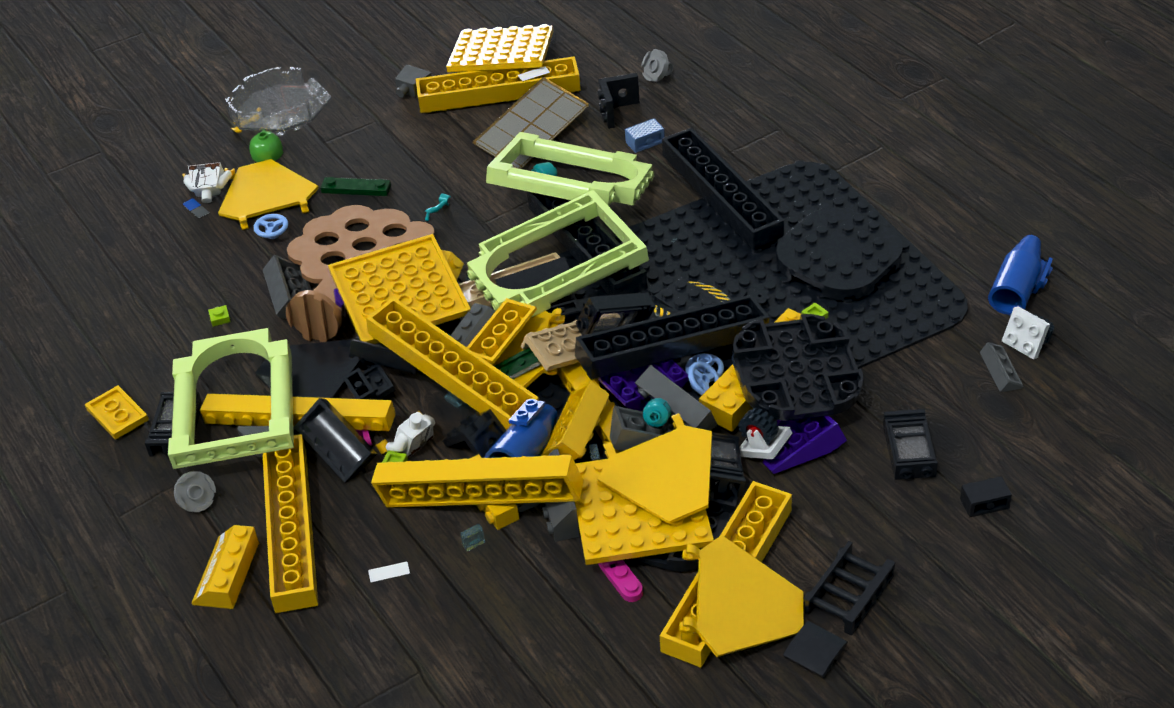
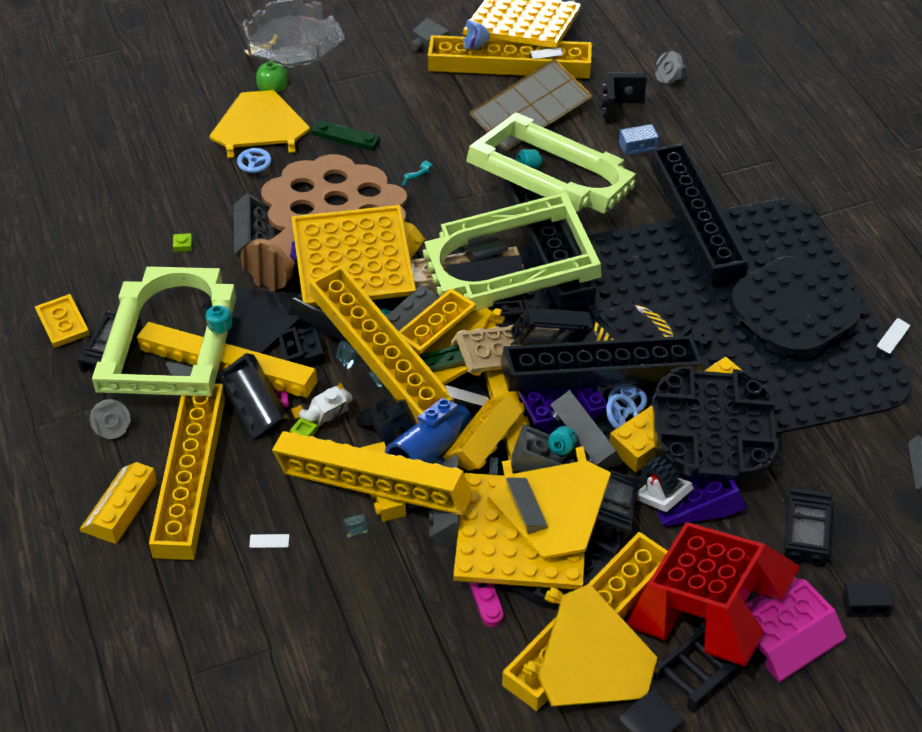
camera: 10 degrees right, 5 degrees up
(196, 208) = (190, 126): sticker -> none
(207, 180) = (207, 100): white torso -> none
(283, 372) = (218, 319): none -> teal head
(416, 383) = (346, 354): none -> clear light blue tile
(461, 70) = (476, 35): none -> medium blue hair
(526, 258) = (484, 248): none -> black slope
(549, 394) = (466, 396): none -> white sticker
(638, 477) = (526, 504): none -> dark grey slope
(816, 310) = (752, 365): lime plate -> none
(840, 504) = (712, 578): none -> red slope
(920, 534) = (795, 628): none -> dark pink slope
(937, 260) = (893, 335): none -> white sticker

